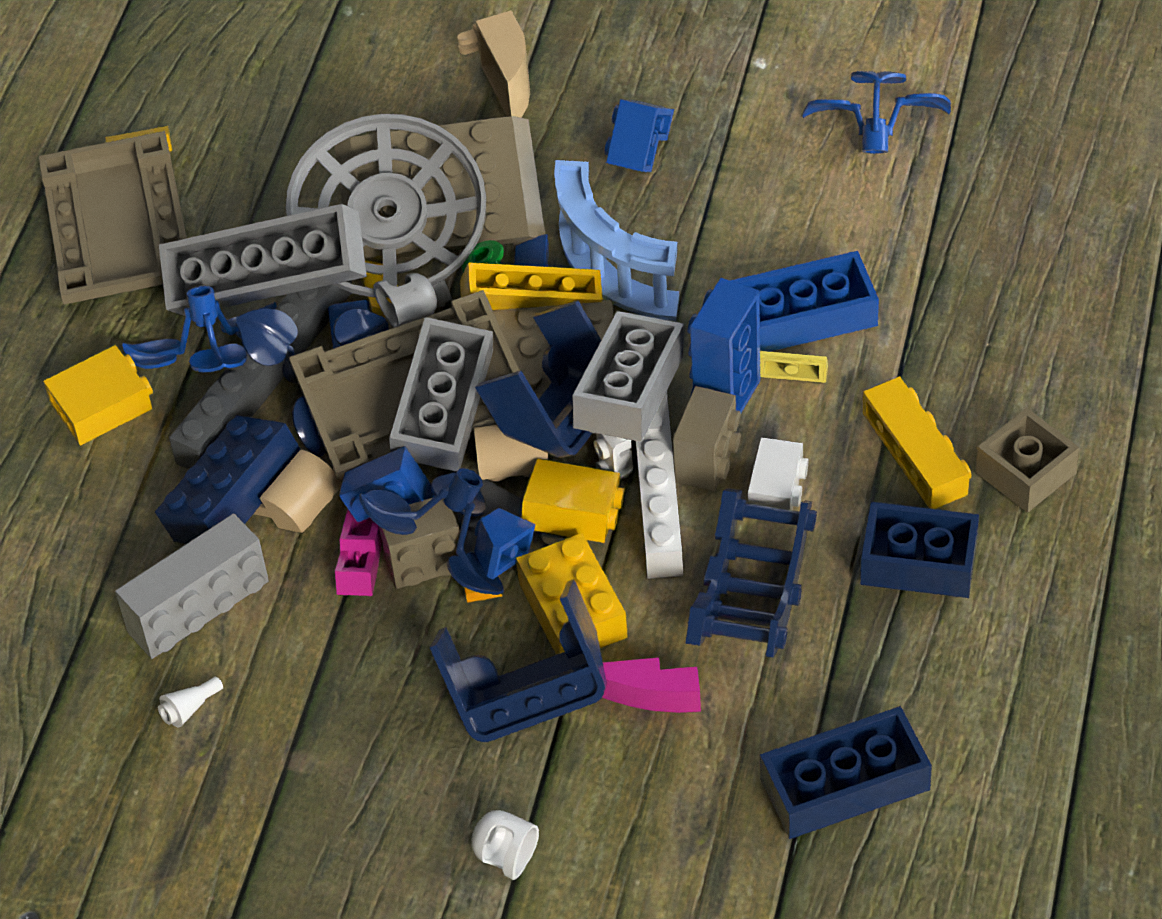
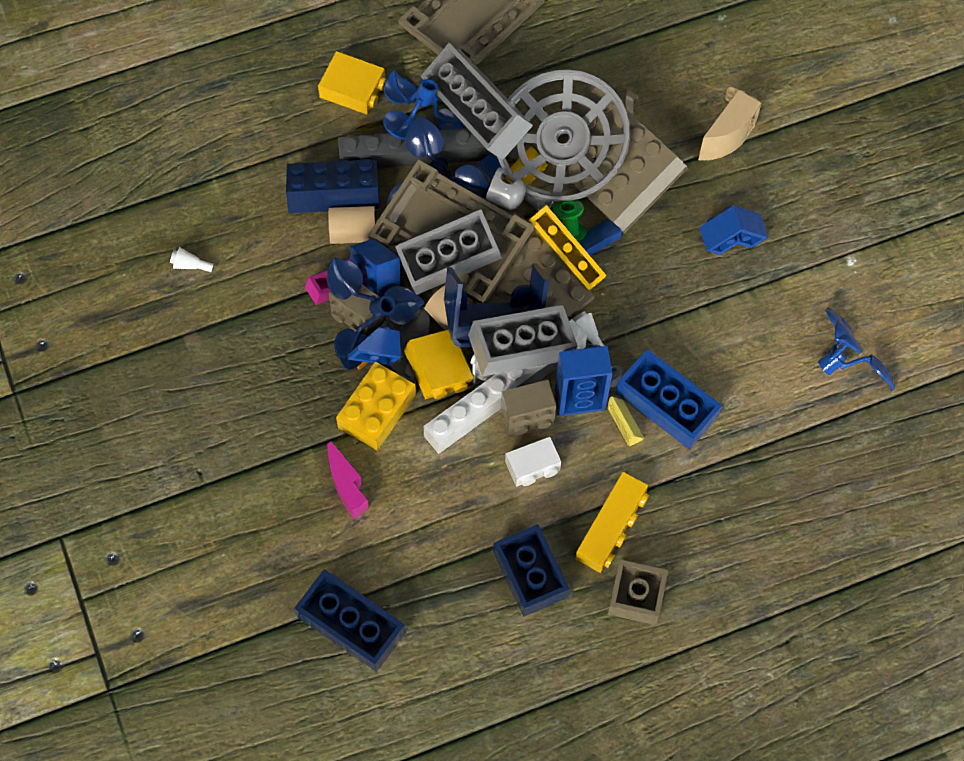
camera: 50 degrees right, 15 degrees up
(192, 586) = (253, 214): light grey brick -> none
(505, 842) = (199, 472): white helmet -> none
(532, 694) = (294, 422): dark blue windscreen -> none
(592, 235) = (627, 250): light blue fence -> none
(708, 609) = (439, 474): dark blue fence -> none

